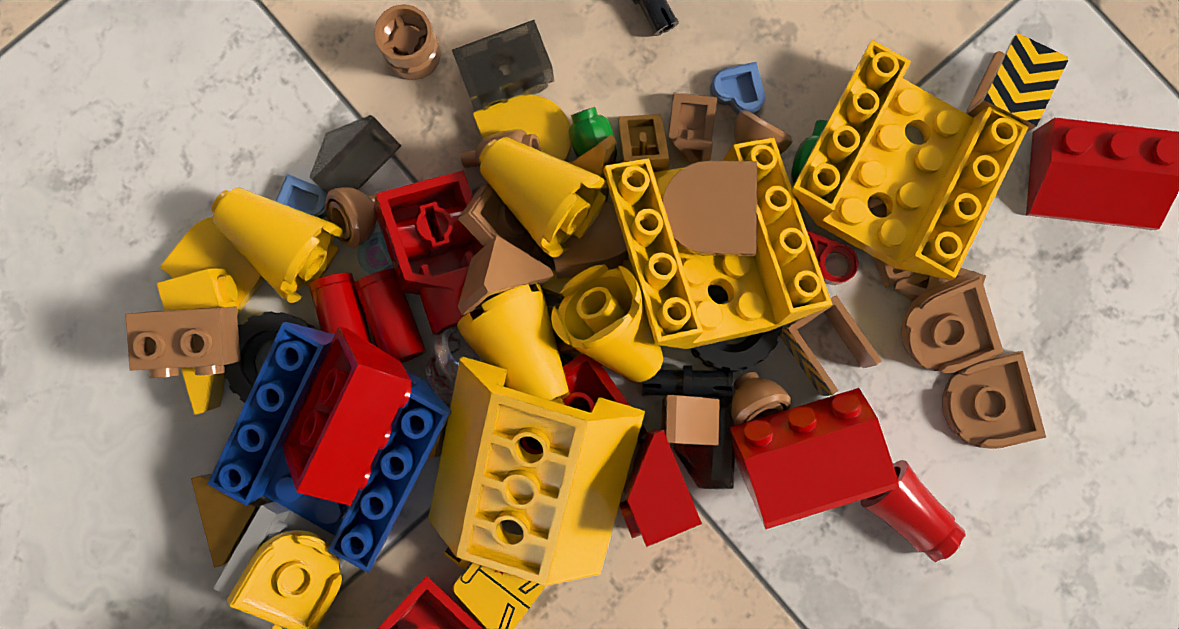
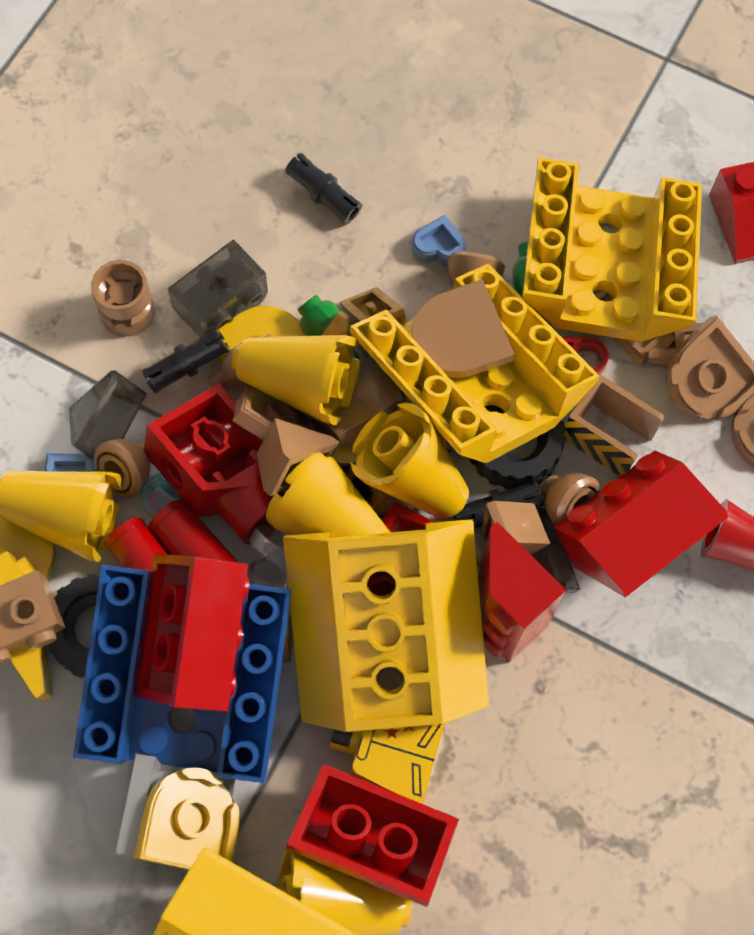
camera: 25 degrees left, 15 degrees down
(222, 518) = (100, 788): pearl gold slope -> none
(447, 128) = (186, 360): none -> black pin
(693, 125) = (408, 282): medium nougat slope -> none
(1020, 81) = (678, 151): piece -> none

